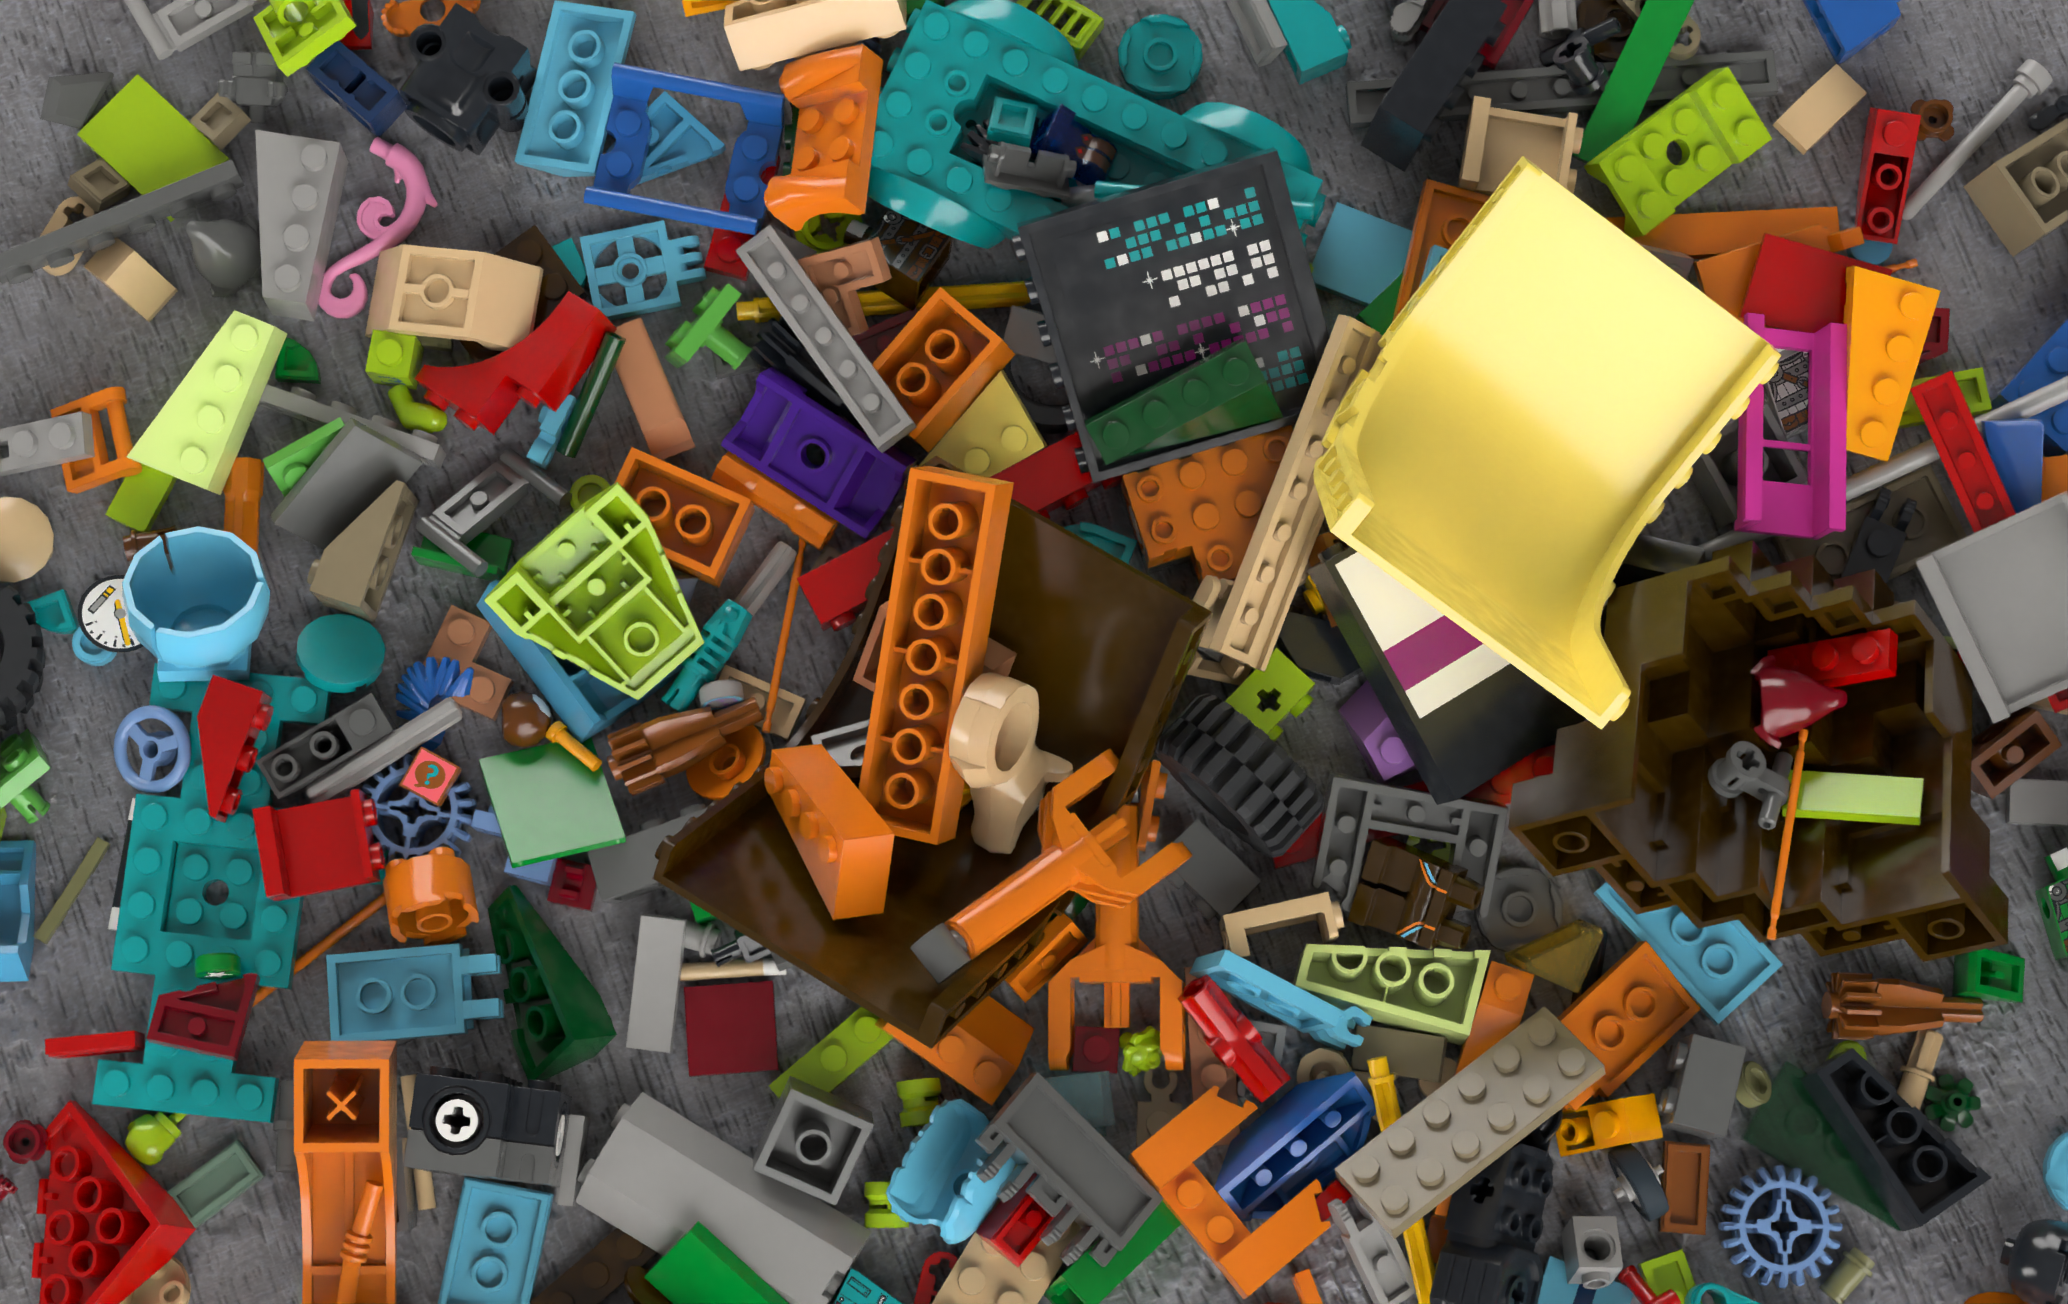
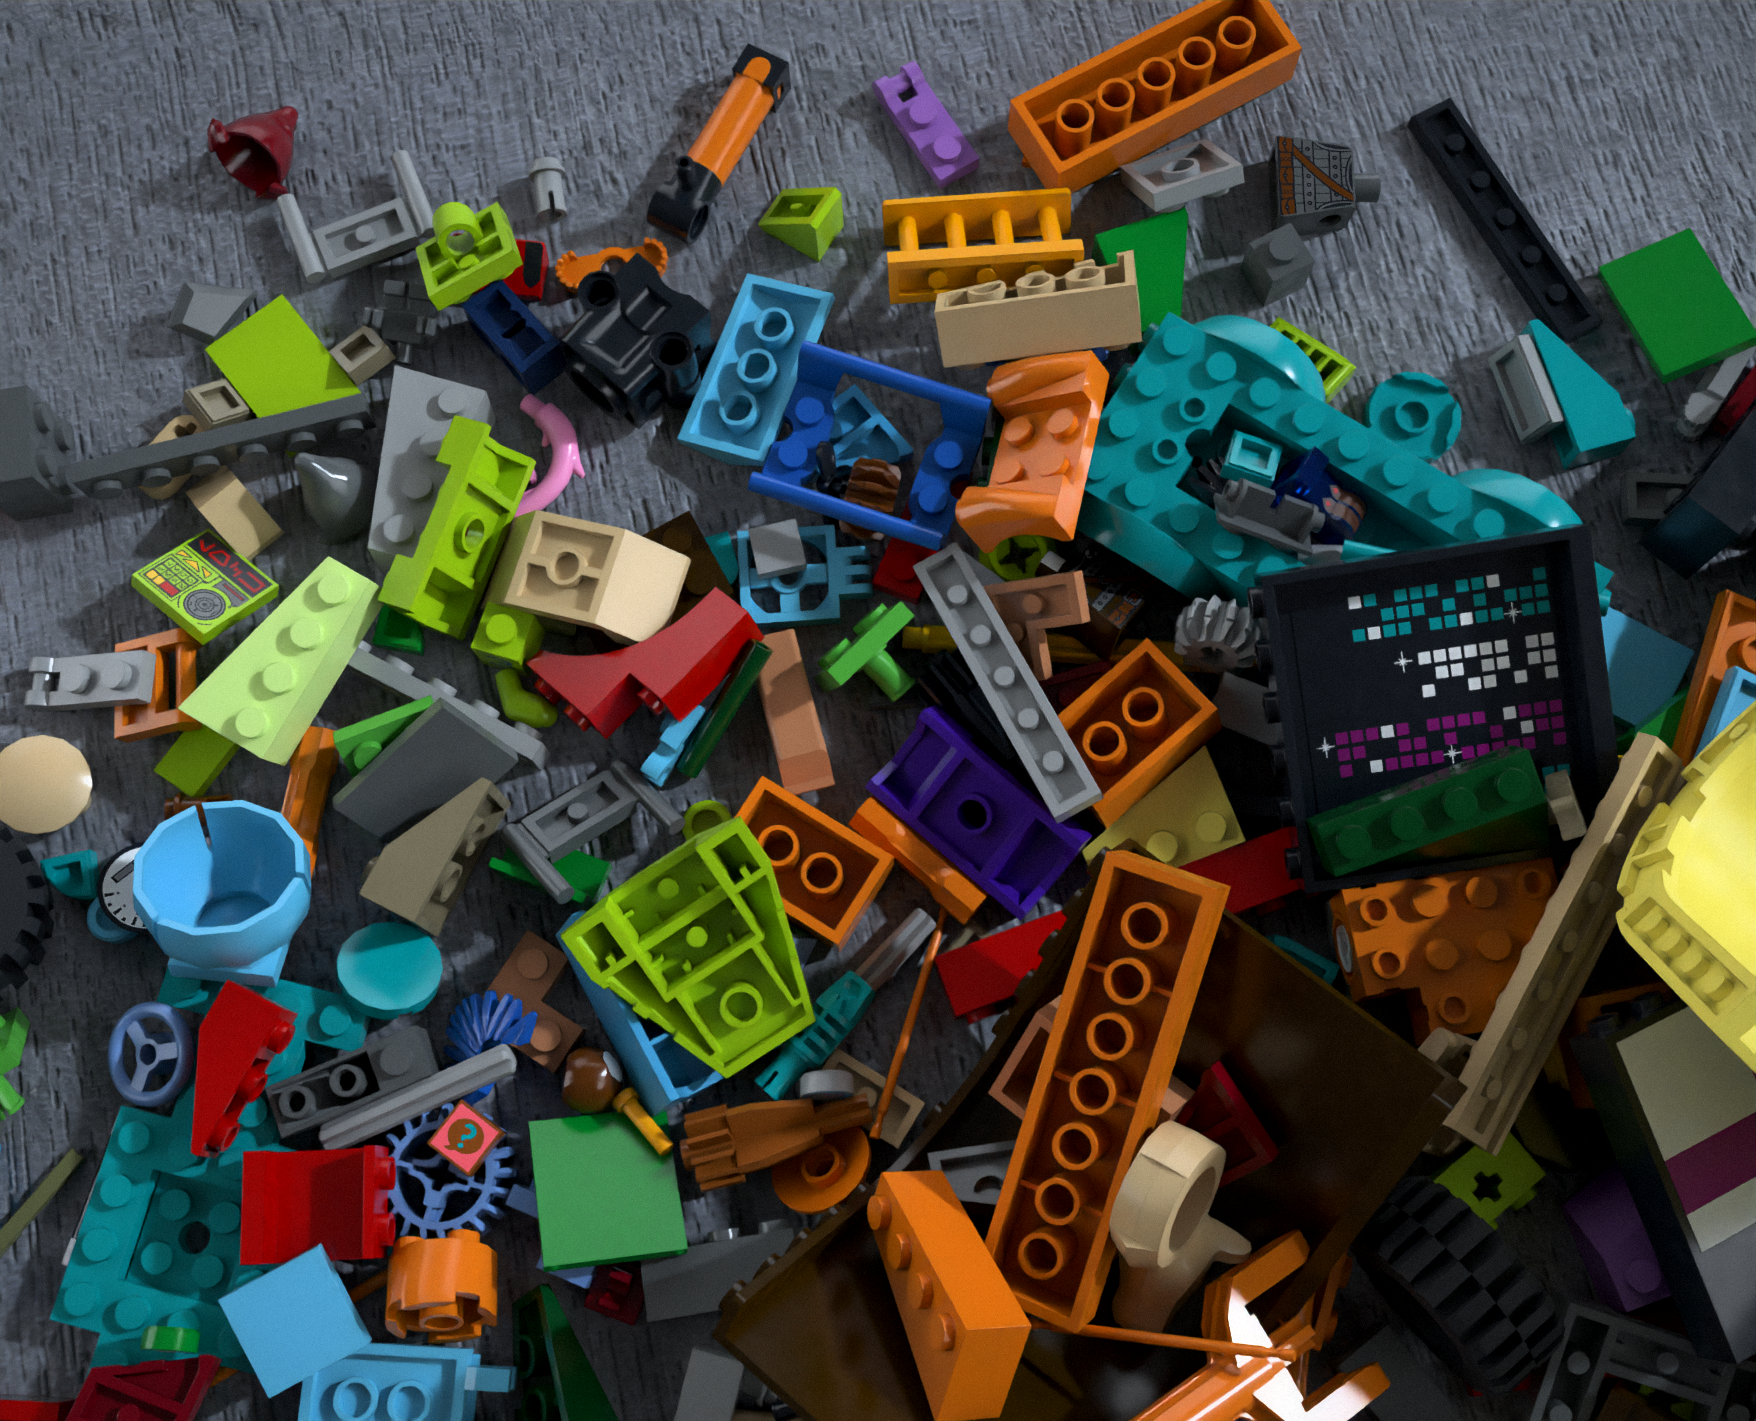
camera: 10 degrees right, 5 degrees down
(121, 348) = (205, 586): none -> tile
(315, 938) = (295, 1320): none -> medium azure tile
(343, 273) = (451, 570): none -> lime piece
(617, 249) = (777, 549): none -> light grey tile
(653, 183) = (828, 482): none -> black piece
(692, 185) = (874, 486): none -> reddish brown gear
(998, 277) = (1217, 636): none -> light grey gear
(1001, 840) = (1171, 1340): none -> orange piece
(1043, 670) = (1228, 1120): none -> dark red wing
(1286, 382) = (1564, 806): none -> dark tan plate

